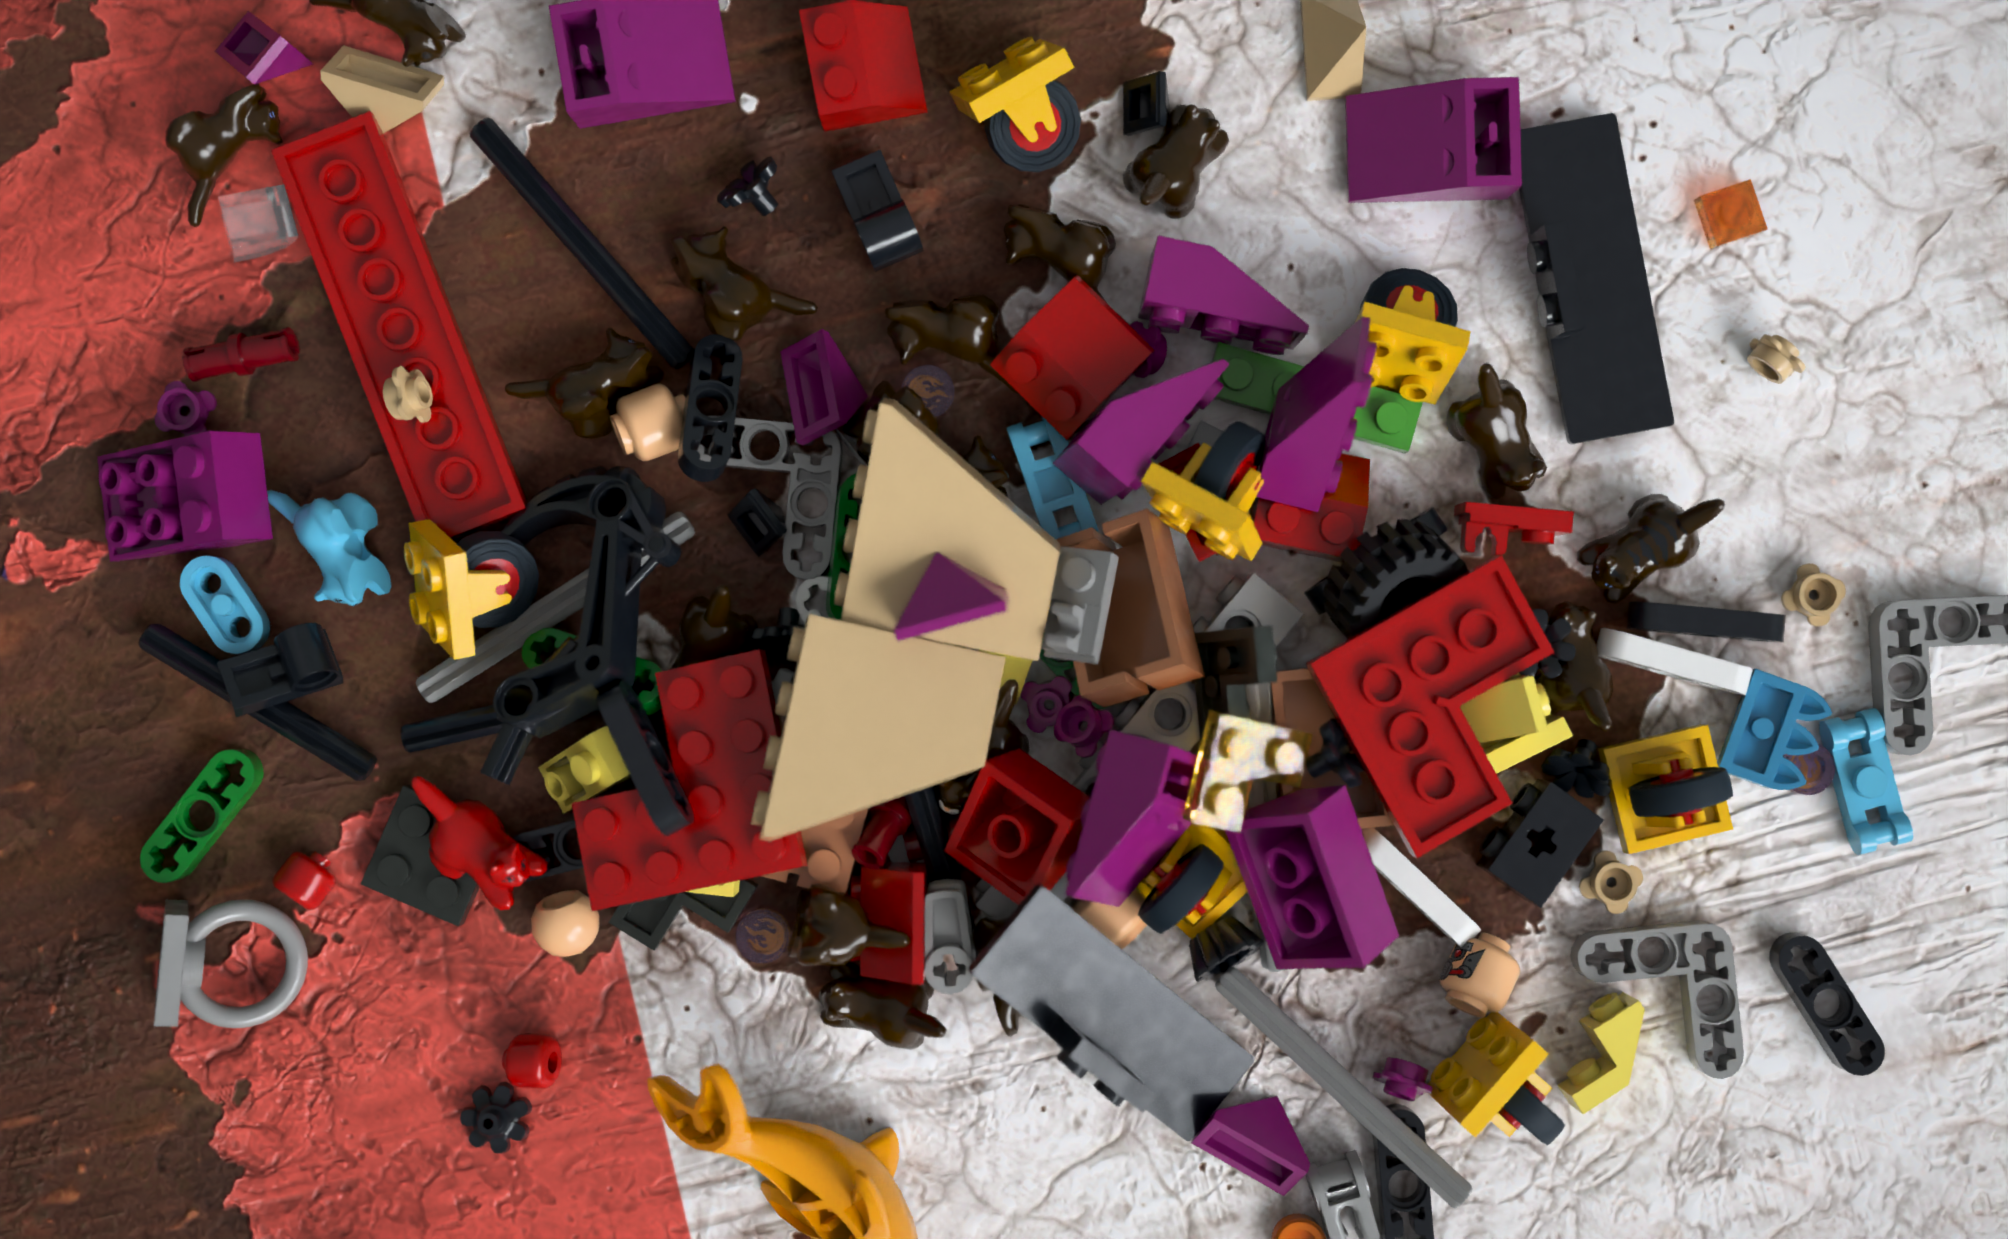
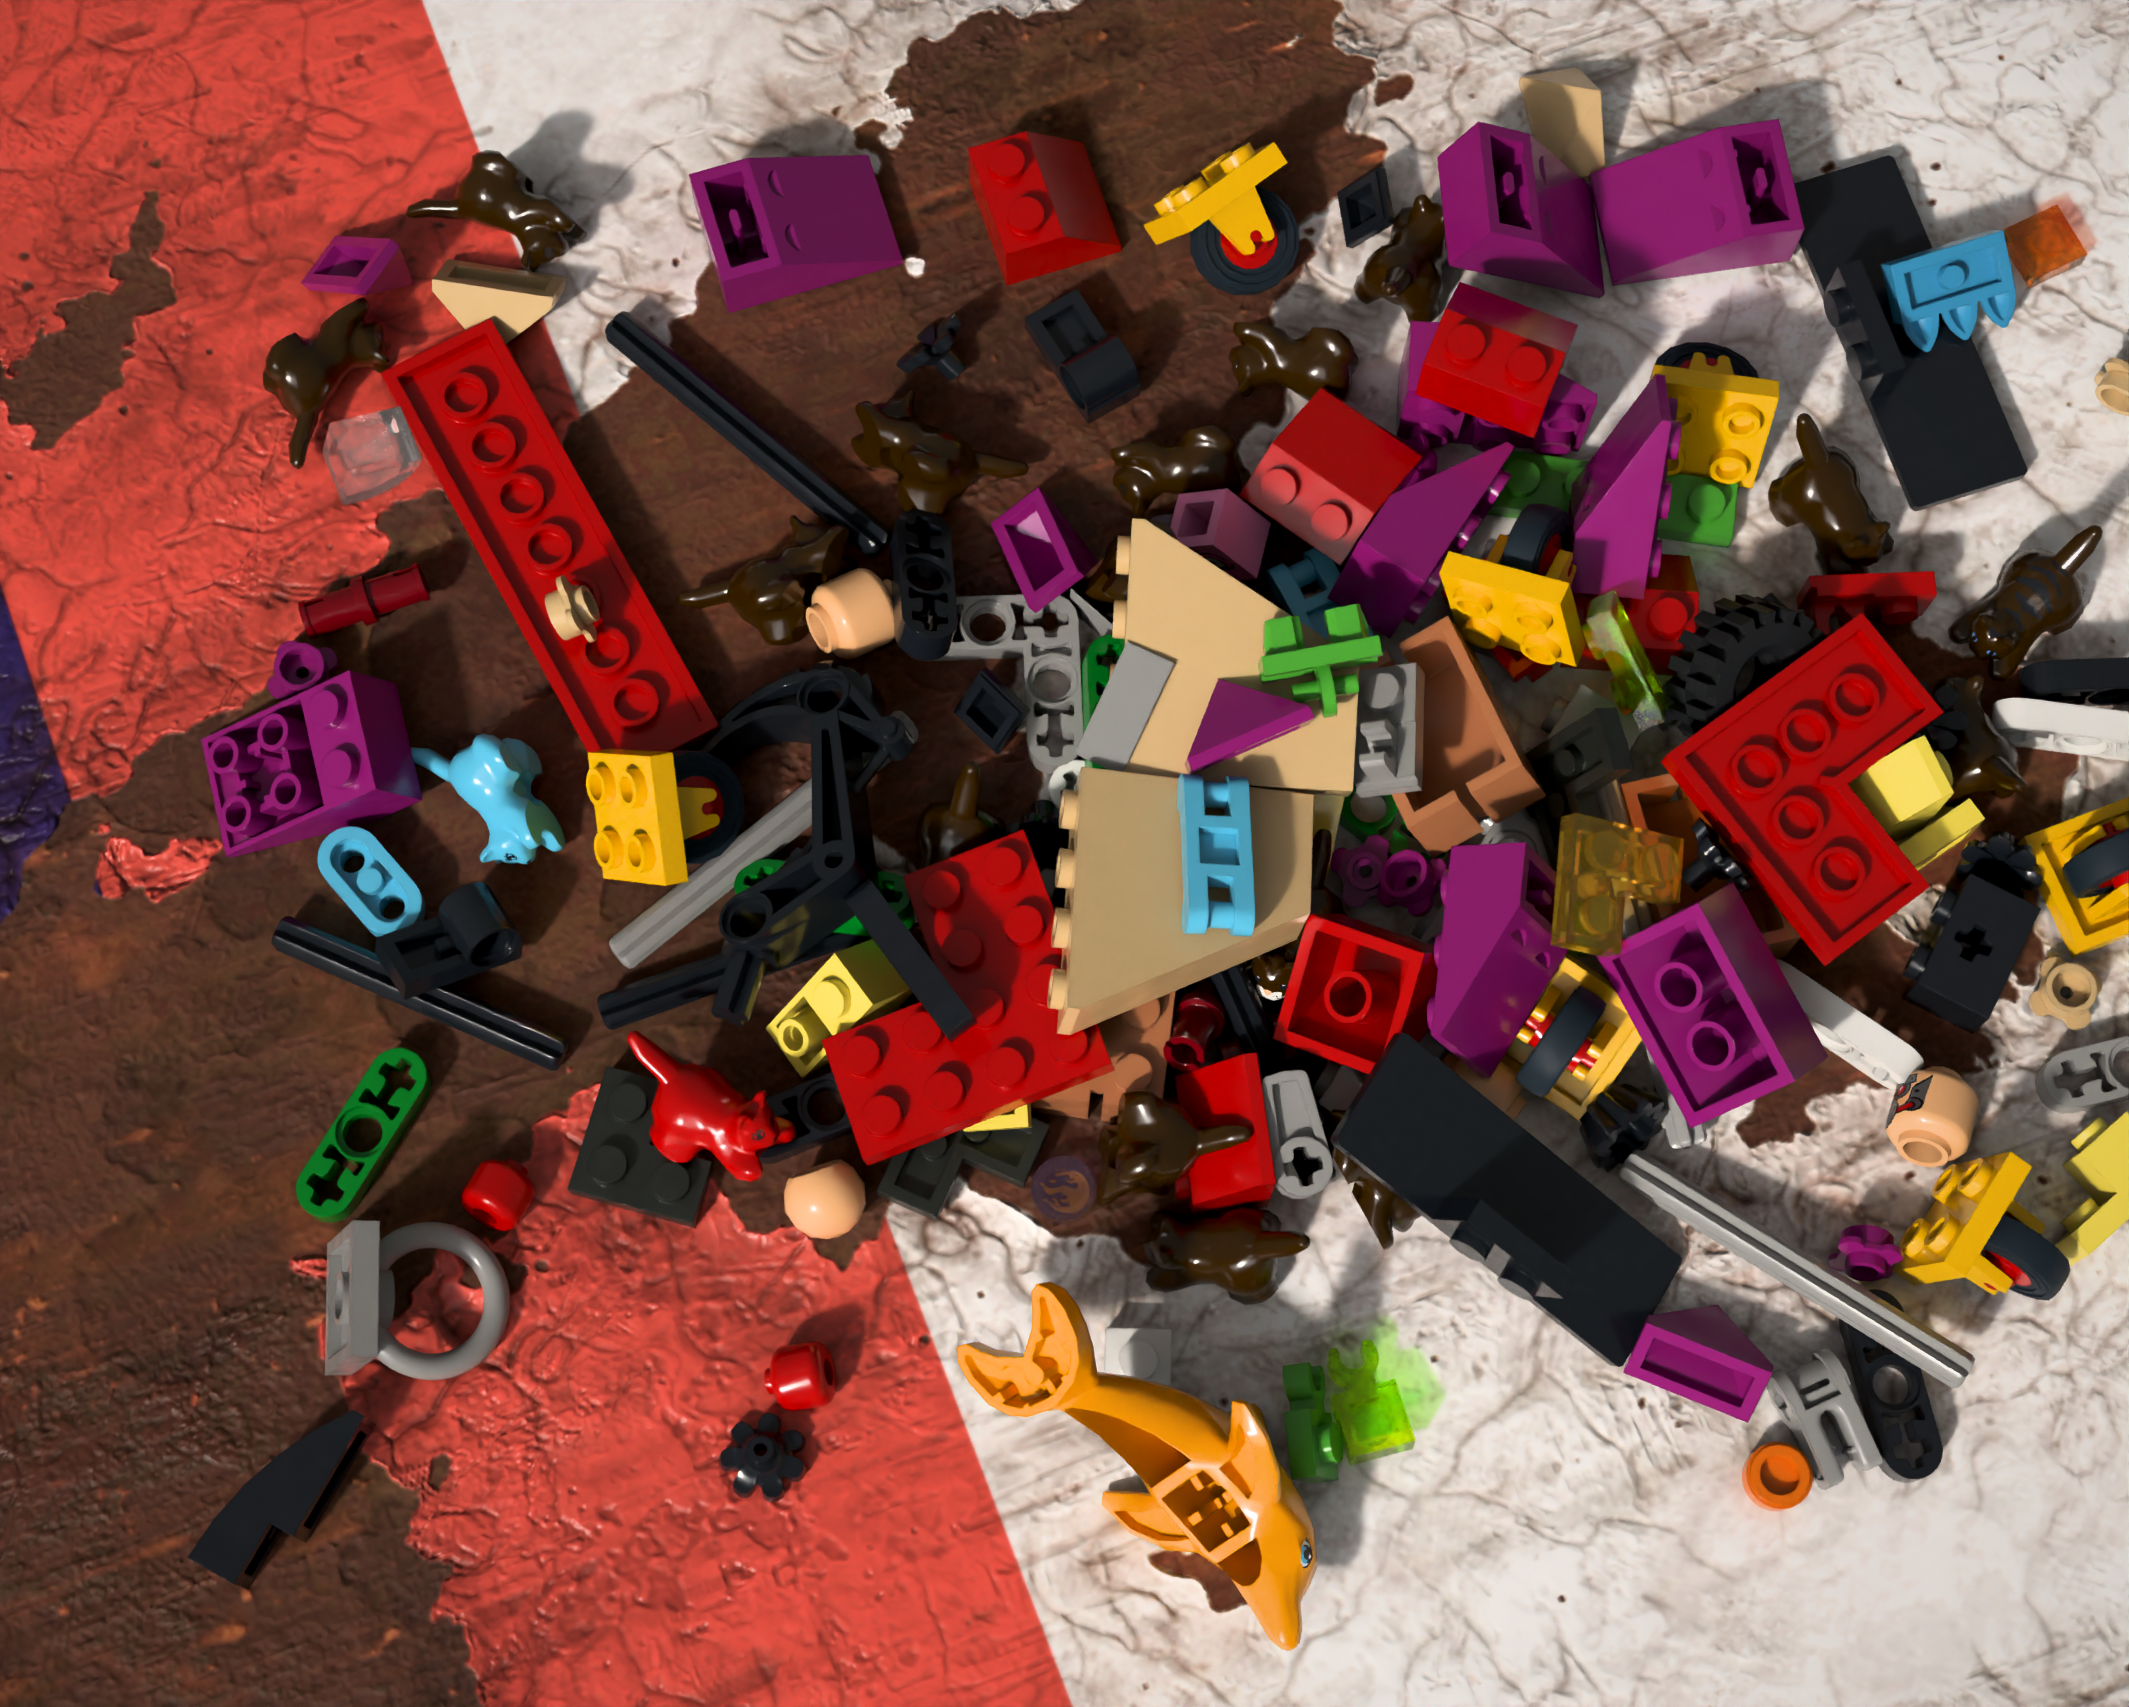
camera: 10 degrees left, 15 degrees down
(105, 1111) = (282, 1497): none -> black slope
(803, 1084) = (1139, 1353): none -> white plate
(853, 565) = (1124, 708): none -> light grey sticker
(909, 712) = (1216, 854): none -> medium azure plate
(930, 1165) = (1312, 1438): none -> bright green plate
(967, 396) = (1222, 531): none -> bright pink brick
(981, 1154) = (1368, 1412): none -> clear neon green plate
(996, 551) = (1347, 647): none -> bright green hips
(1226, 283) = (1495, 359): none -> red slope
(1274, 135) = (1518, 212): none -> magenta slope
(1297, 577) = (1635, 682): none -> clear neon green plate
(1640, 246) = (1951, 283): none -> dark azure plate

